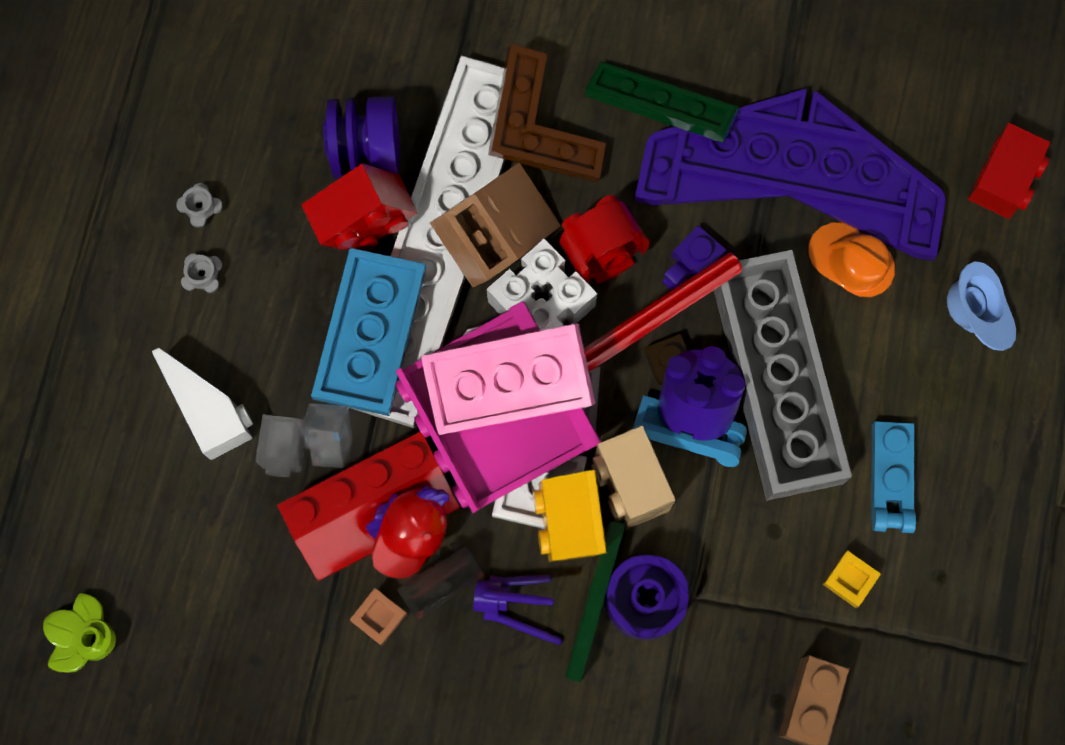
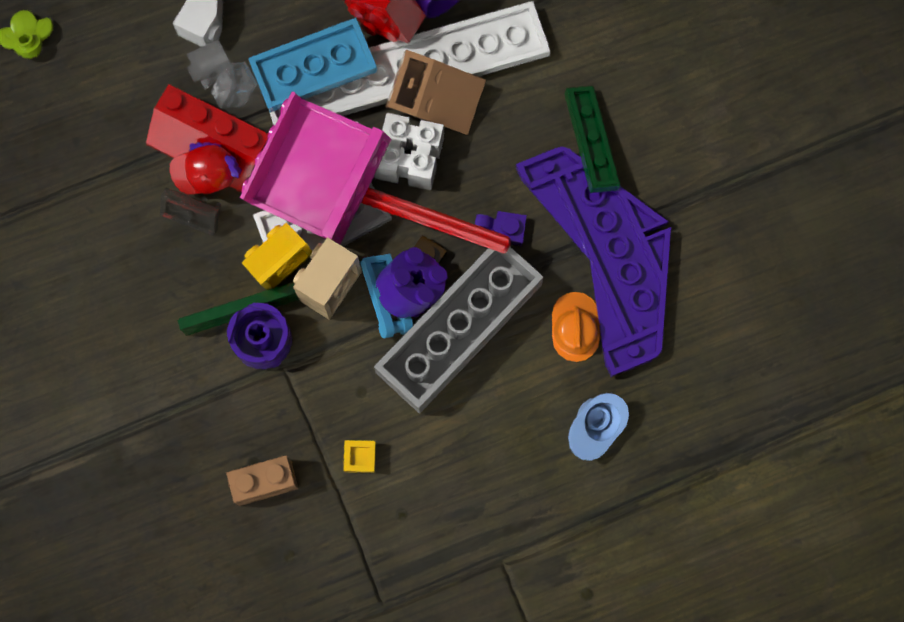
camera: 55 degrees right, 0 degrees up
(378, 617) = (145, 190): nougat plate -> none
(494, 597) = (203, 250): dark purple plant -> none
(508, 379) = (330, 157): bright pink plate -> none
(514, 127) = (500, 73): reddish brown plate -> none
(603, 240) = (469, 161): red brick -> none
(892, 476) = (446, 441): dark azure plate -> none
(1010, 171) = (706, 385): red brick -> none

